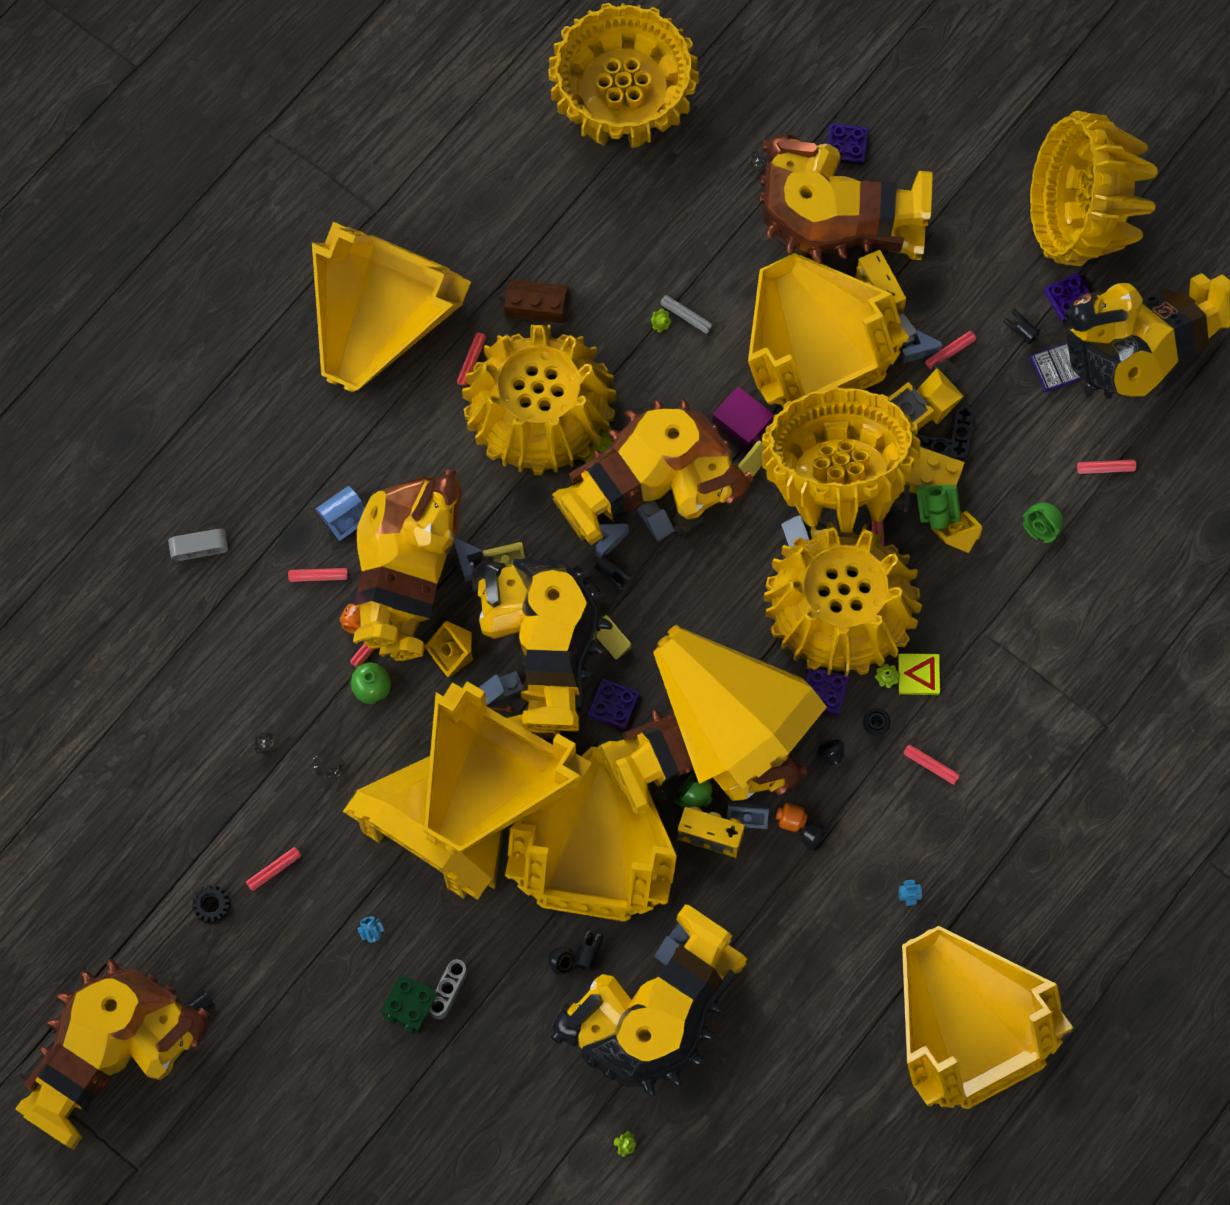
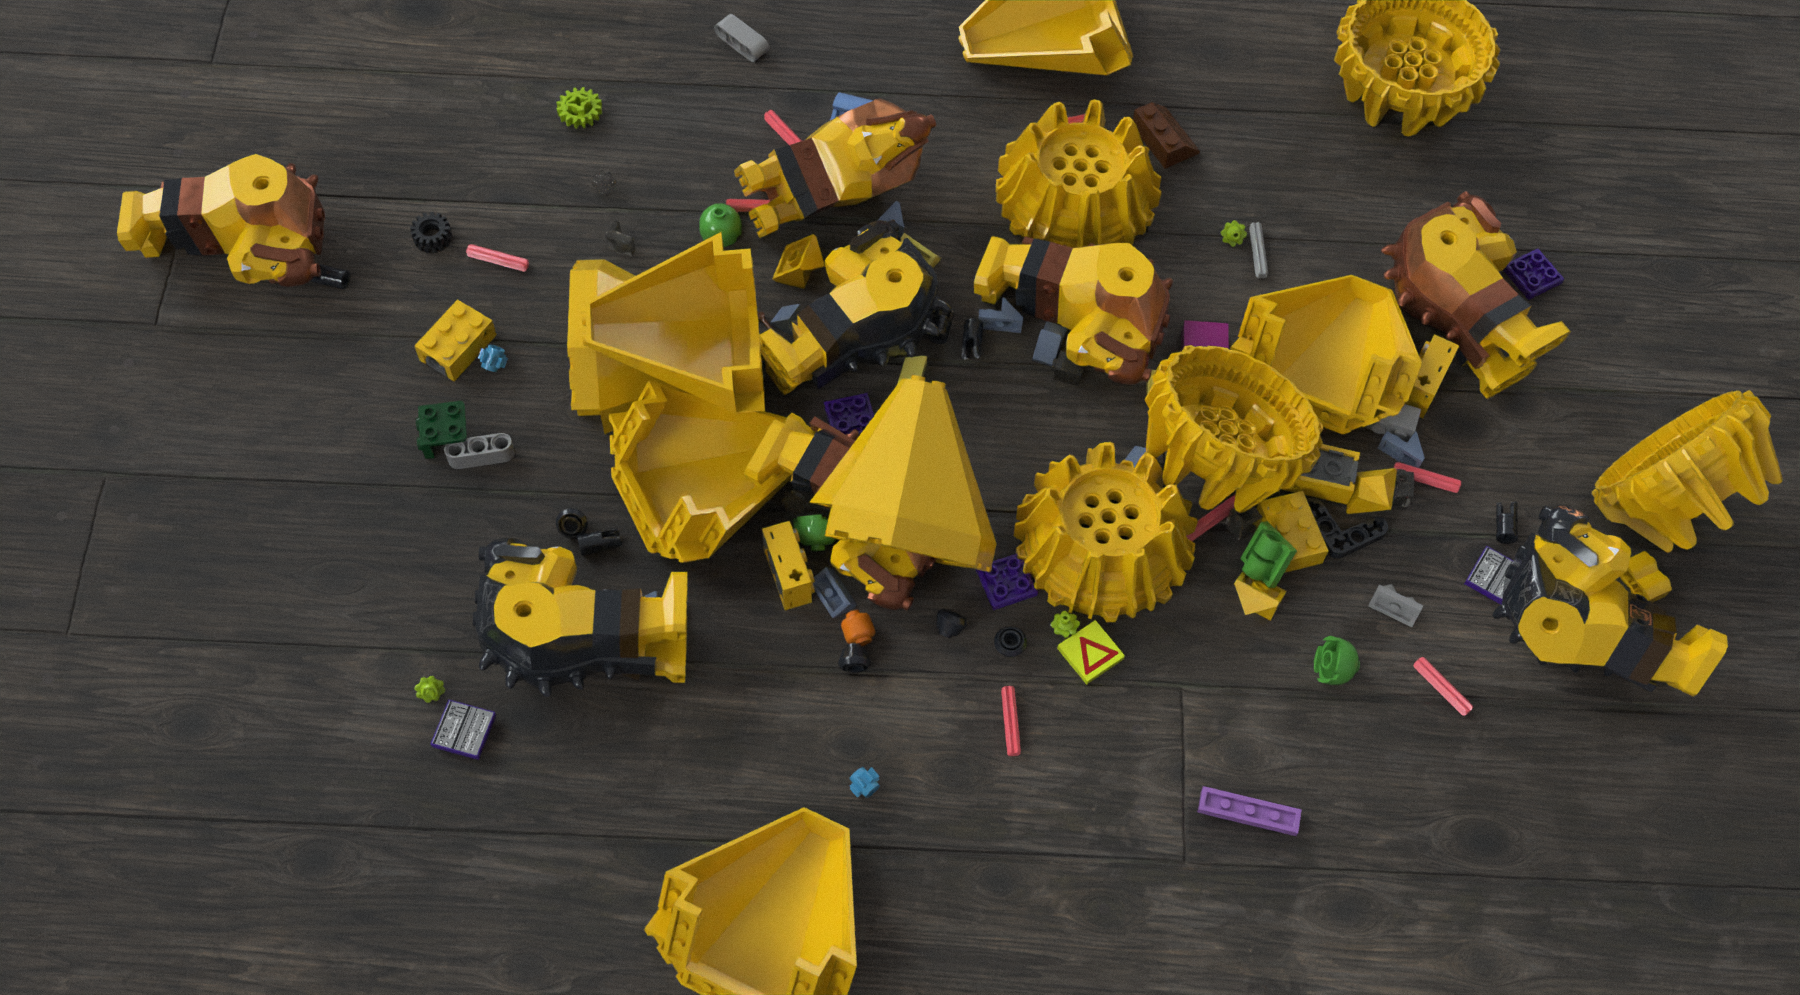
camera: 50 degrees right, 10 degrees down
(170, 723) = (579, 107): none -> lime gear
(333, 947) = (455, 340): none -> yellow piece
(674, 1139) = (463, 729): none -> tile
(1027, 451) = (1395, 605): none -> light grey tile
(1104, 659) = (1249, 811): none -> medium lavender plate
(1123, 272) = (1645, 578): none -> yellow brick

